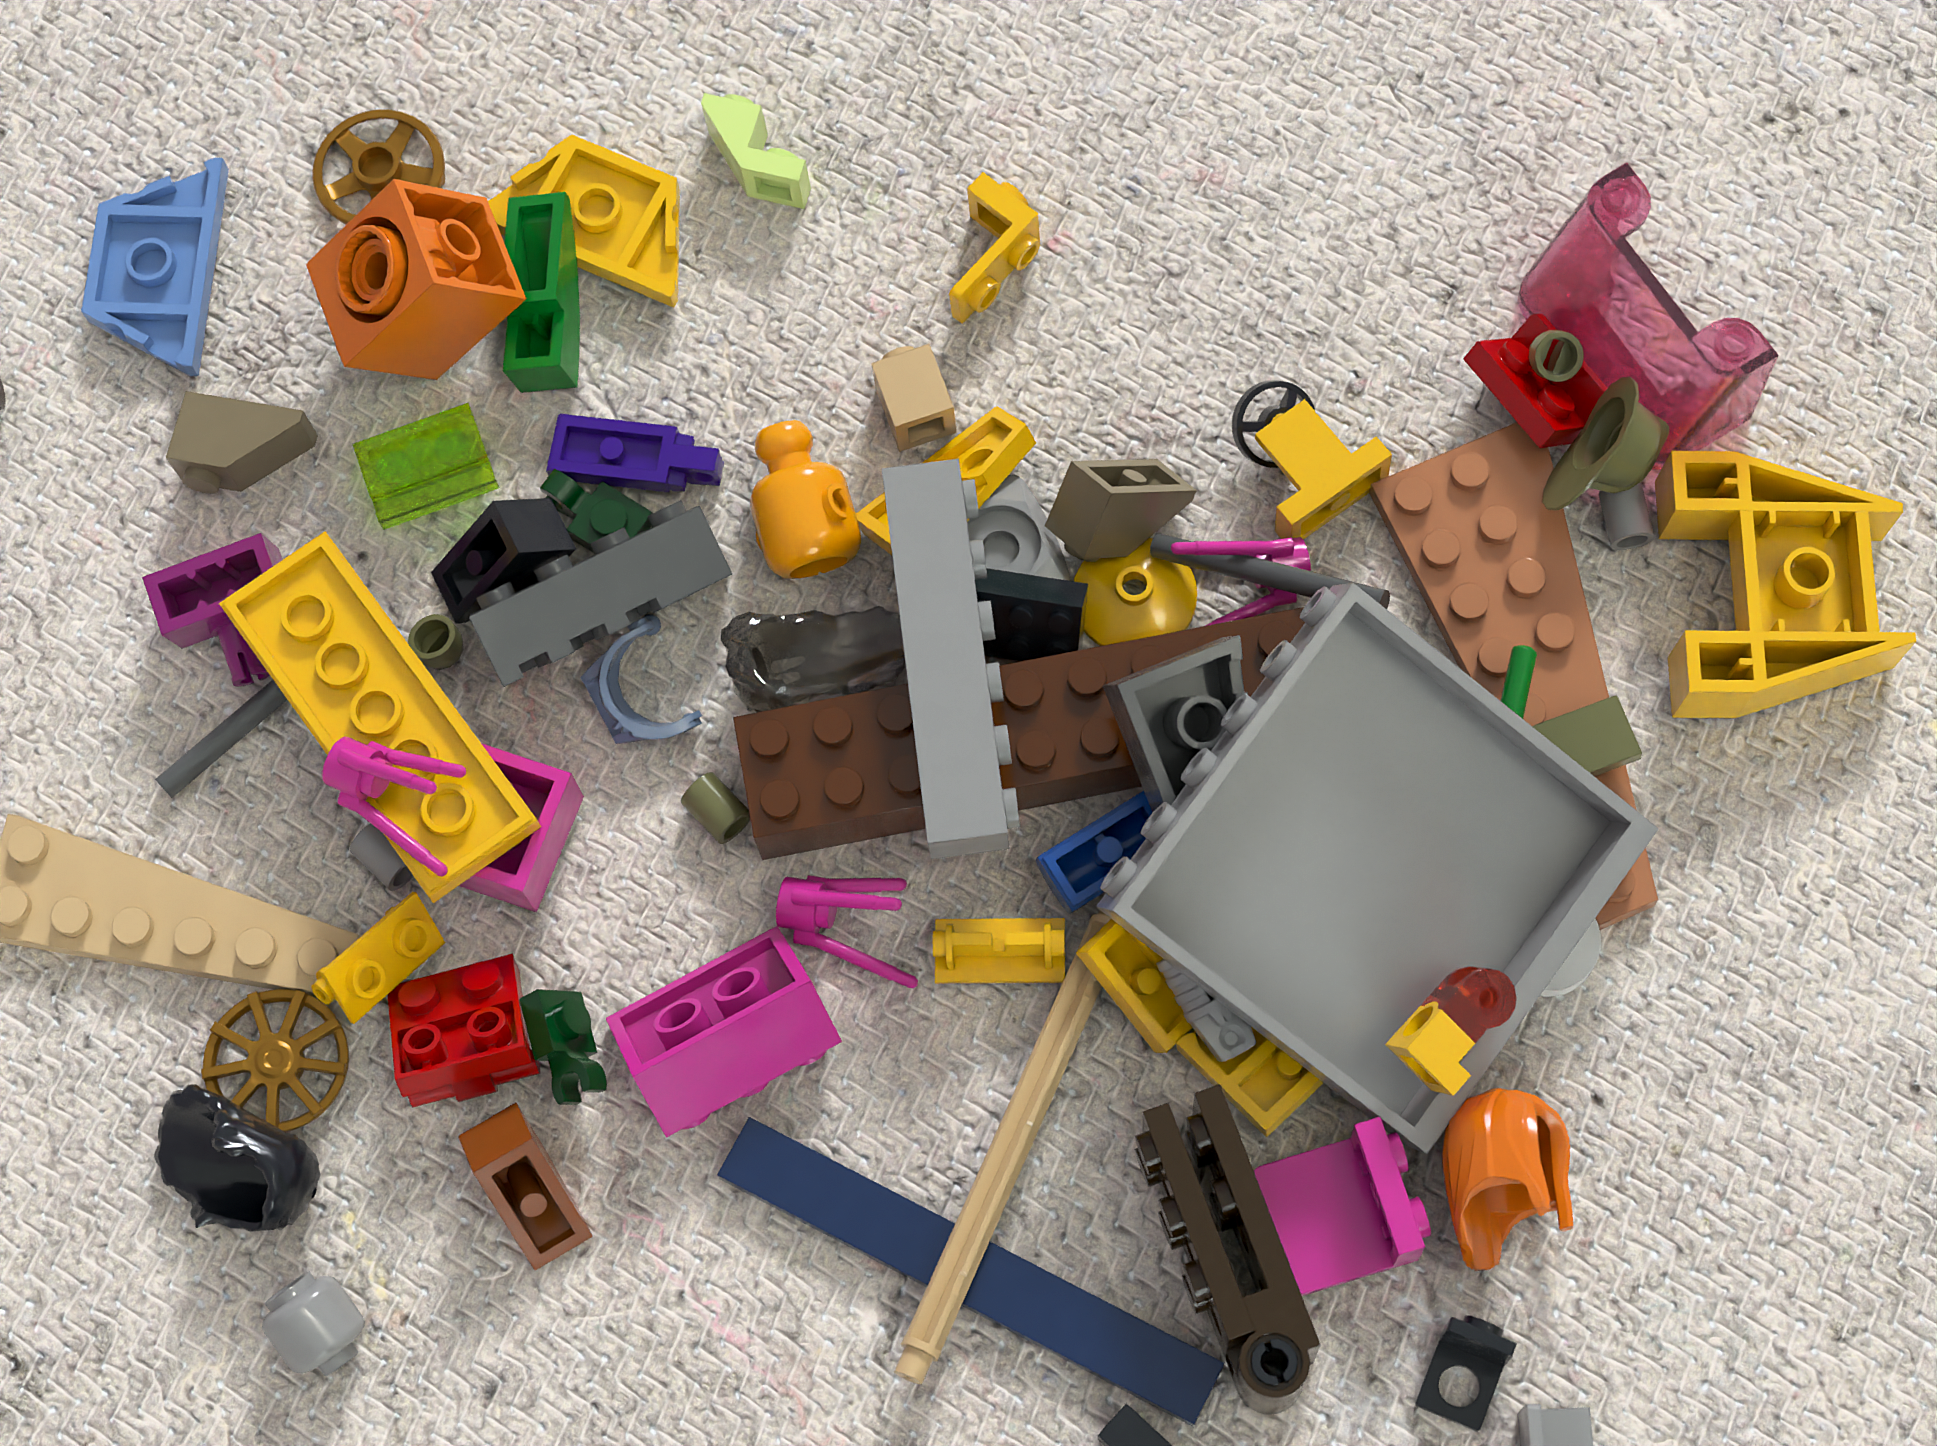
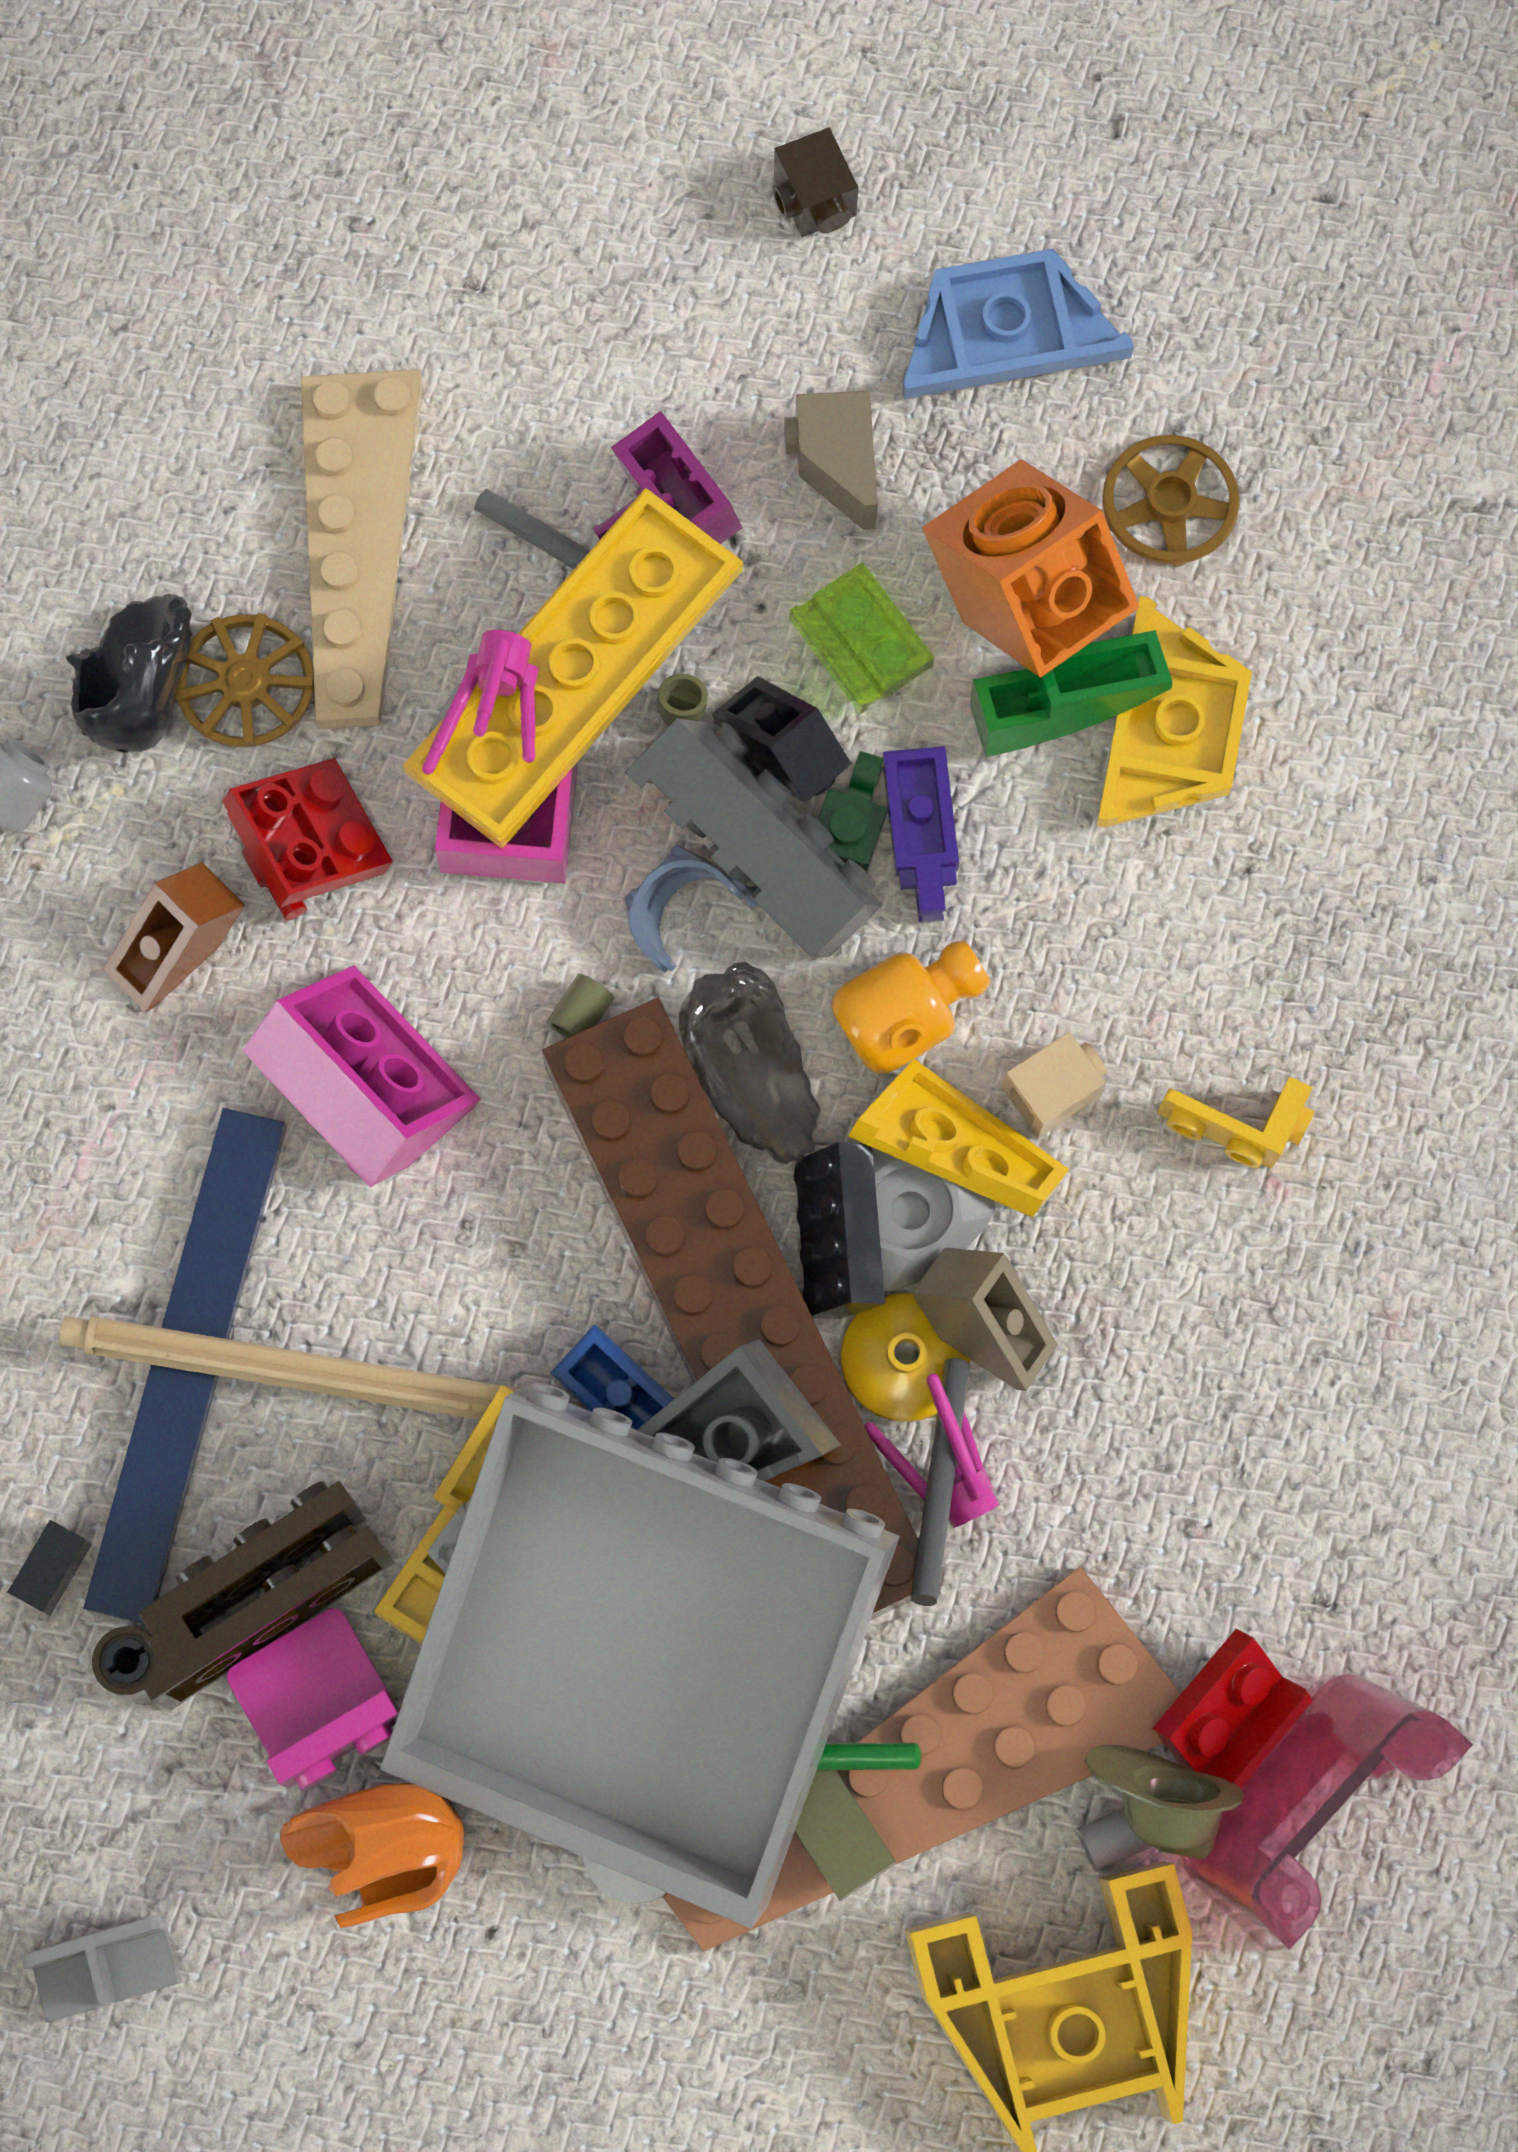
camera: 65 degrees right, 5 degrees up
(379, 959) = (350, 742): yellow hinge -> none
(563, 1036) = (320, 928): dark green plate -> none
(740, 136) = (1293, 840): yellowish green slope -> none
(813, 905) = (501, 1125): dark pink plant -> none
(946, 659) = (754, 1180): light grey brick -> none
(999, 950) = (502, 1314): yellow hinge -> none
(1310, 457) = (1087, 1491): yellow piece -> none
(1451, 1024) = (498, 1760): leg -> none
(1469, 1345) = (213, 1861): black bracket -> none
(1564, 360) = (1255, 1733): olive hinge -> none

